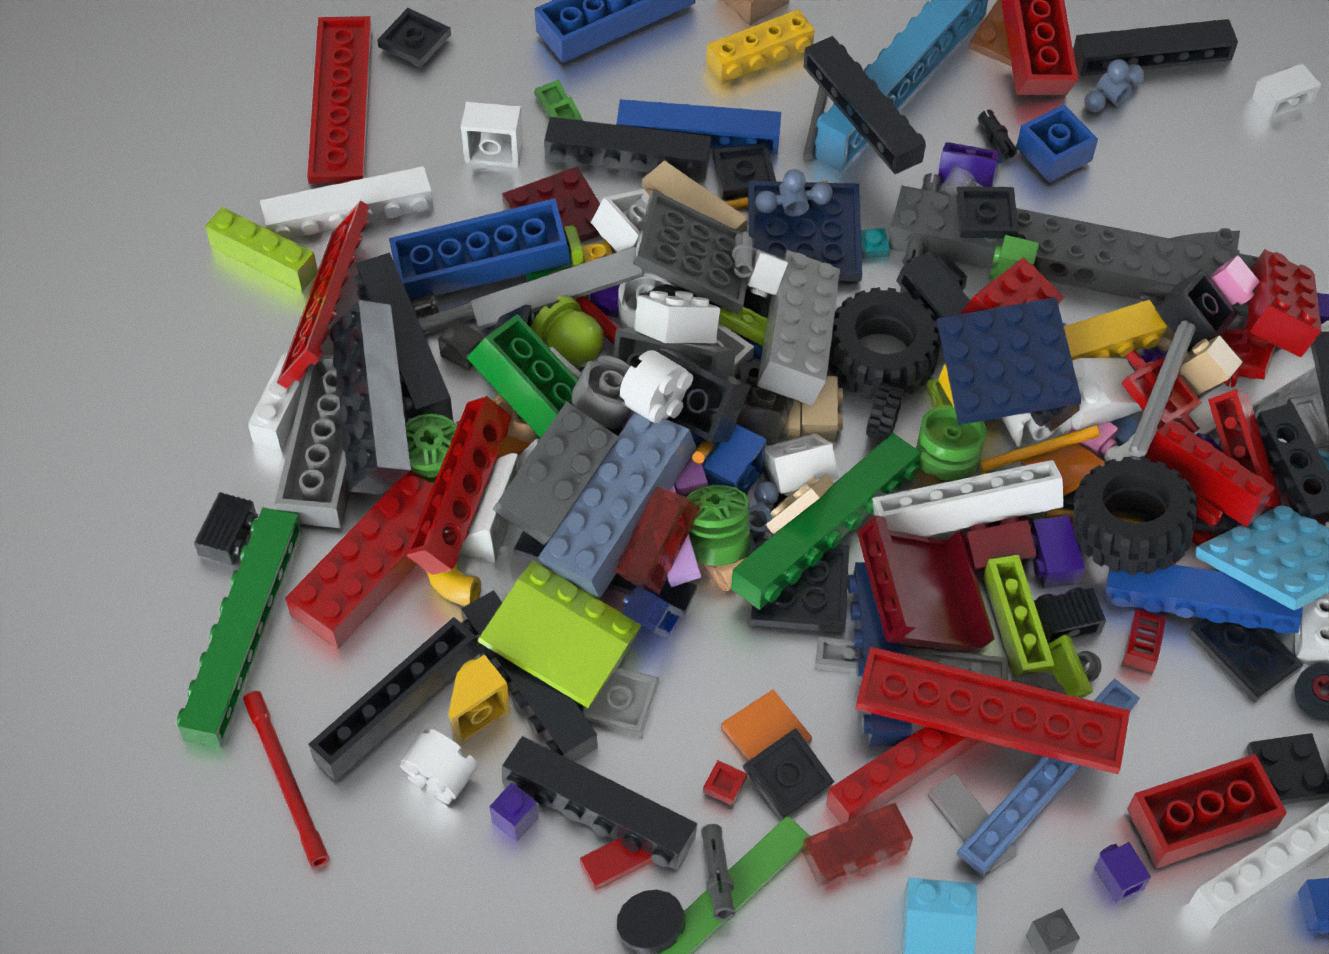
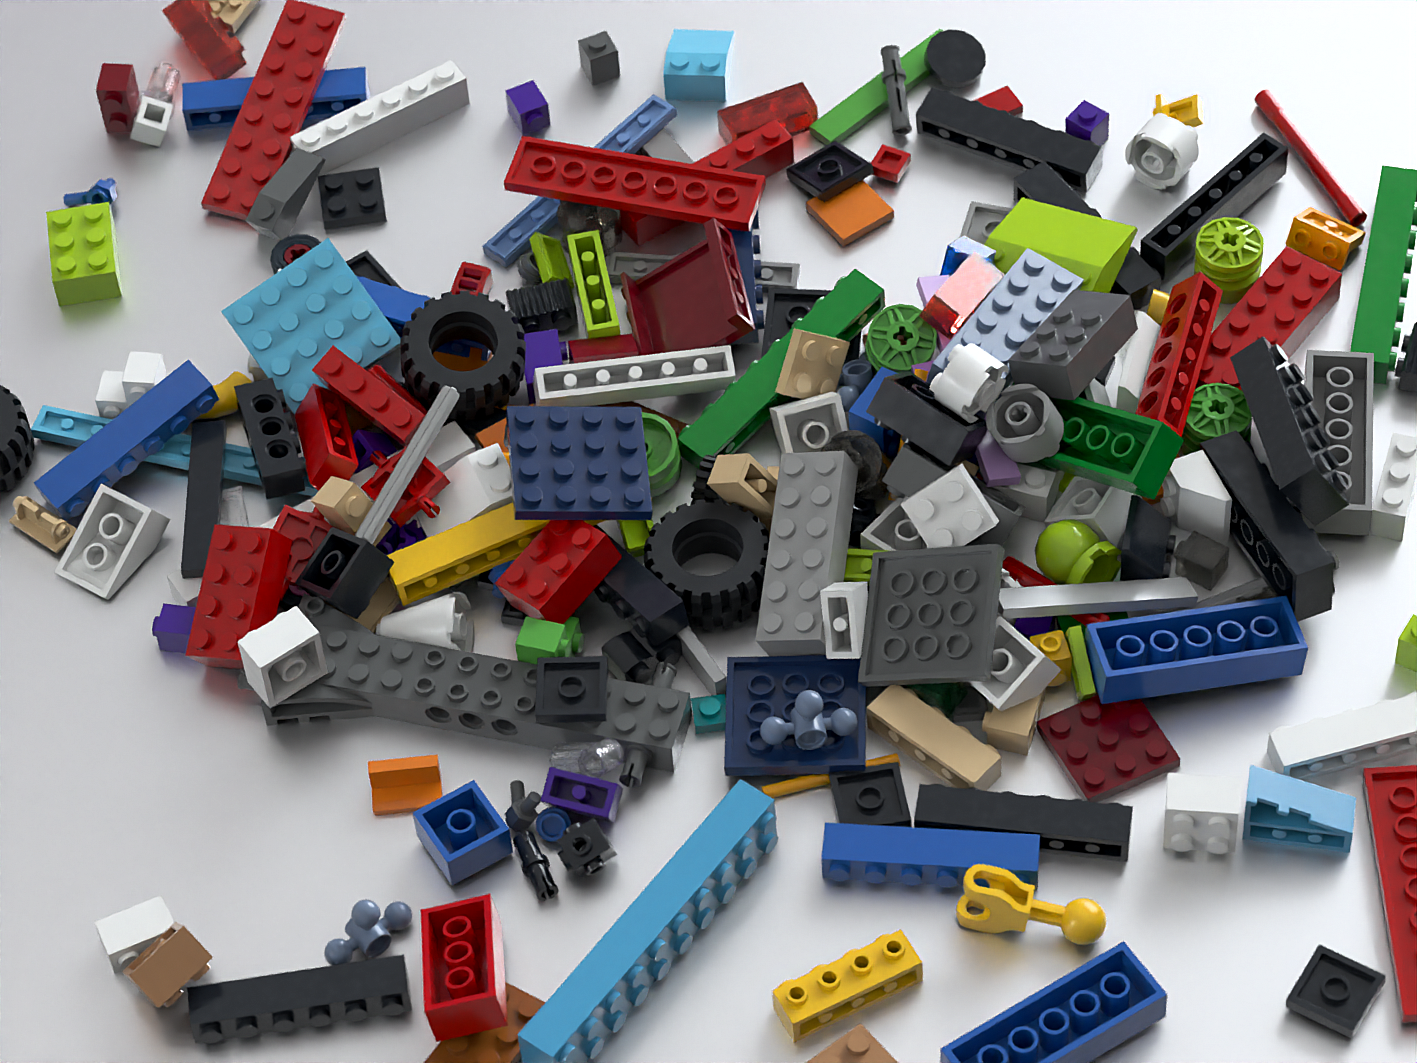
camera: 175 degrees left, 5 degrees down
(288, 673) = (1323, 237): none -> light orange bracket
(324, 296) = (1370, 572): red plate -> none
(385, 643) = (1230, 256): none -> lime wheel
(413, 832) = (1187, 110): none -> yellow bracket
(420, 142) = (1297, 812): none -> dark azure wedge
(460, 378) = (1197, 497): none -> white slope
(477, 699) = (1130, 196): yellow slope -> none
(556, 102) = (1120, 894): bright green slope -> none
(641, 79) = (1011, 904): none -> yellow piece
(743, 255) = (872, 622): light grey axle -> none
(819, 107) = (772, 890): dark grey bar -> none
(856, 376) = (745, 483): none -> tan brick
(864, 105) = (716, 802): black brick -> none
(879, 268) = (702, 663): none -> light grey tile
(959, 129) = (585, 848): none -> black brick
(1014, 166) = (522, 811): none -> dark grey piece
(1108, 292) = (434, 622): none -> white cone
(1109, 194) = (404, 783): none -> orange panel
(1206, 810) = (442, 145): red brick -> none
(1230, 224) = (282, 656): none -> white brick
(1235, 281) = (291, 594): bright pink brick -> none
(1256, 45) = (168, 965): none -> medium nougat brick

